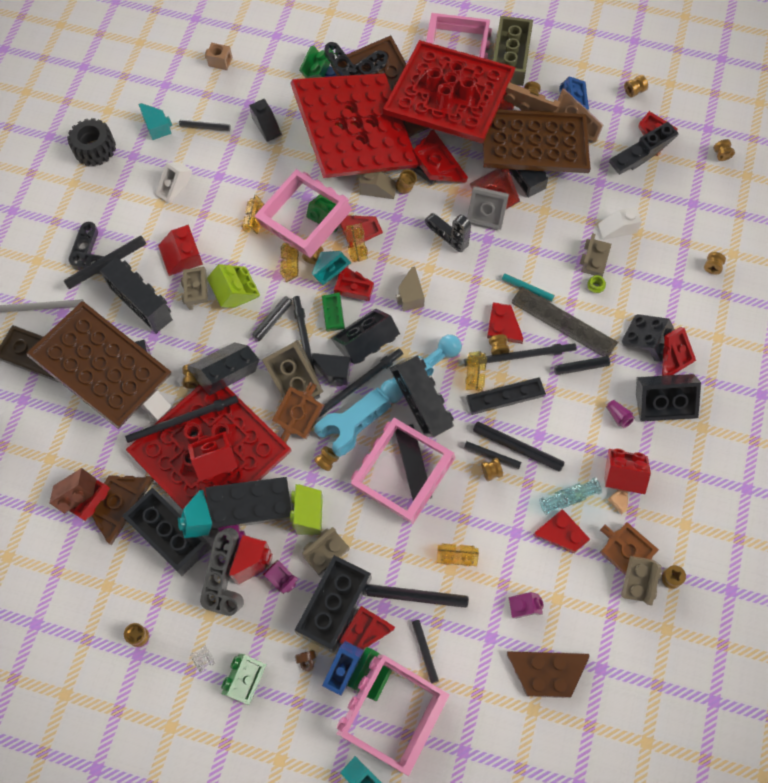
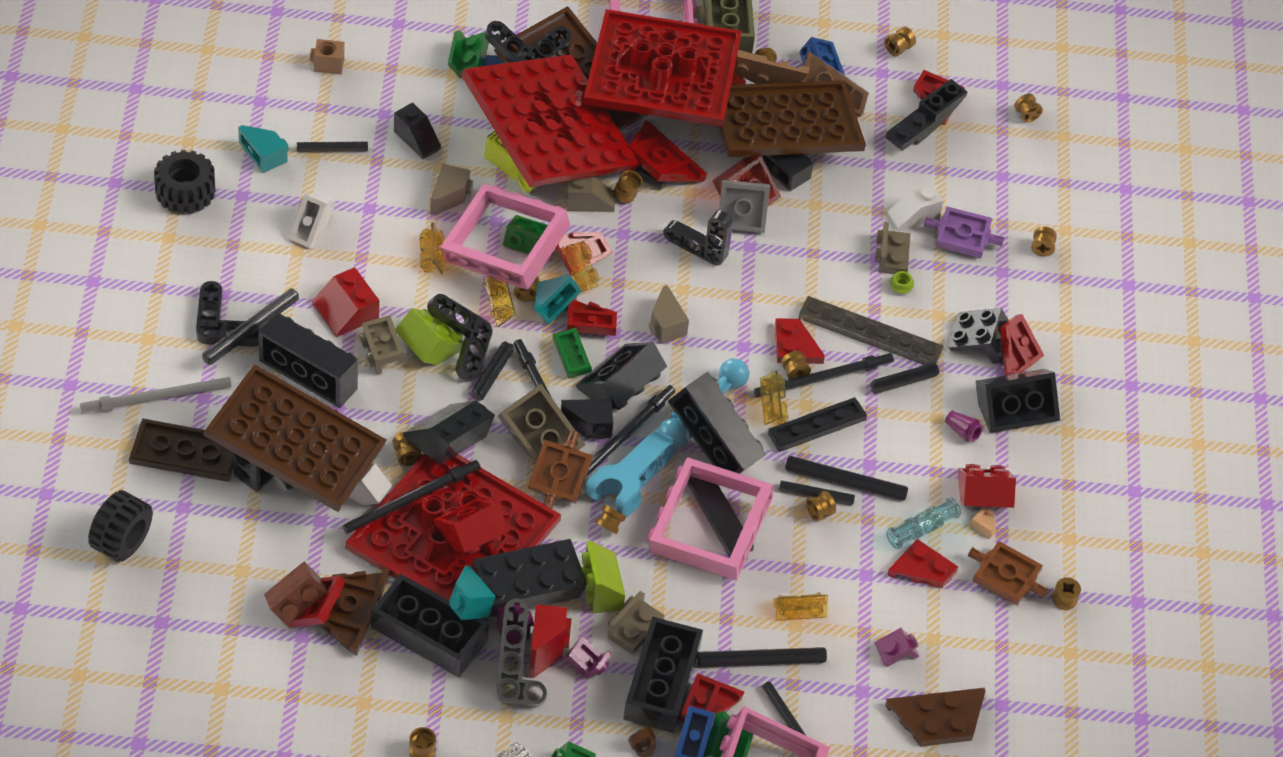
camera: 20 degrees left, 15 degrees down
(261, 284) = (470, 329): none -> black beam
(277, 168) = (450, 189): none -> dark tan slope
(516, 282) = (803, 293): teal bar -> none
(641, 580) = (1029, 597): dark tan bracket -> none
(653, 247) = (963, 232): none -> medium lavender plate

